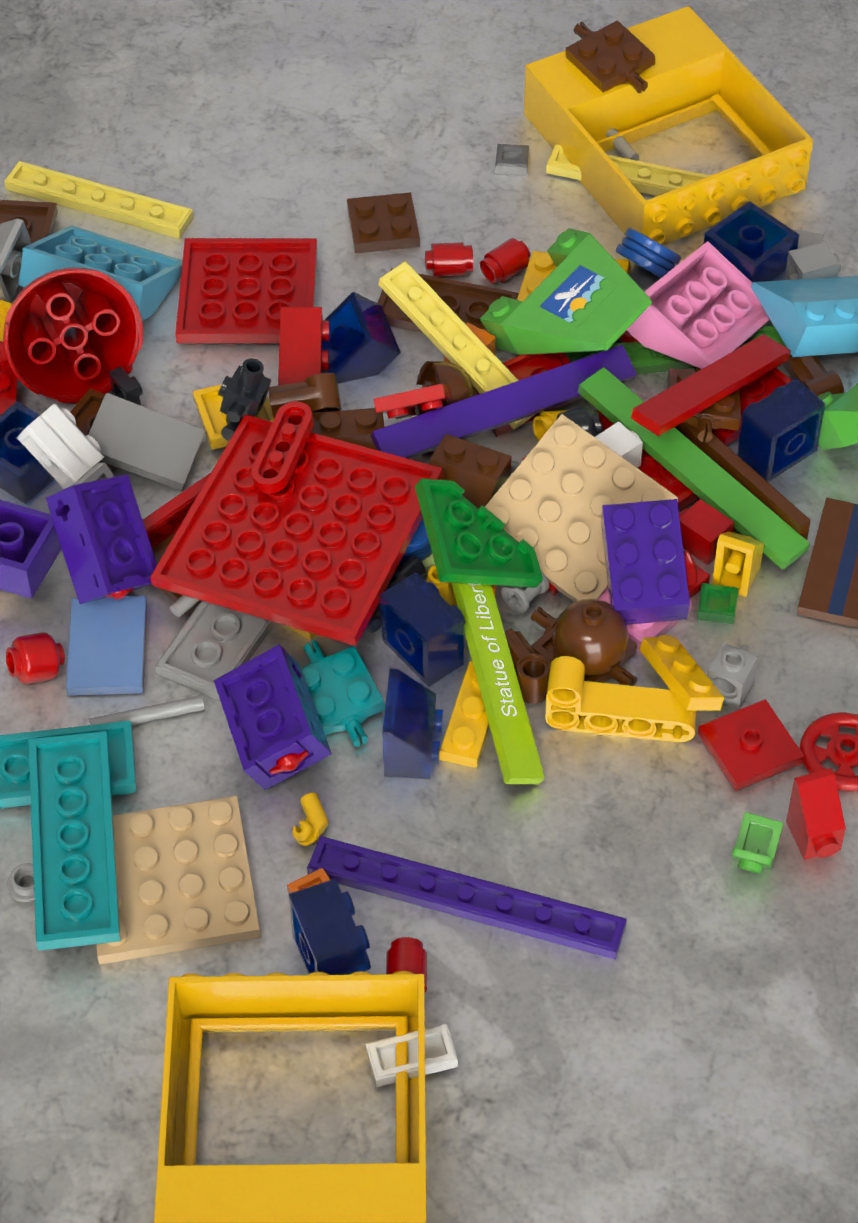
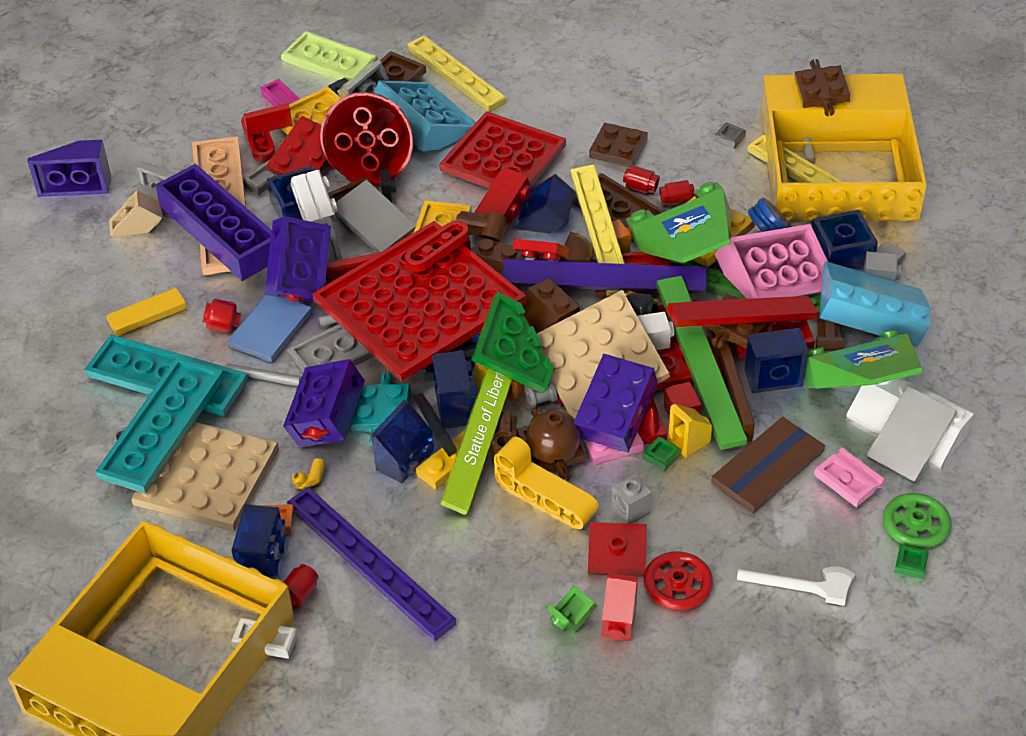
camera: 30 degrees right, 5 degrees down
(243, 394) = (441, 206): black piece -> none
(445, 689) = (435, 424): none -> black tile
(681, 673) = (597, 483): yellow plate -> none

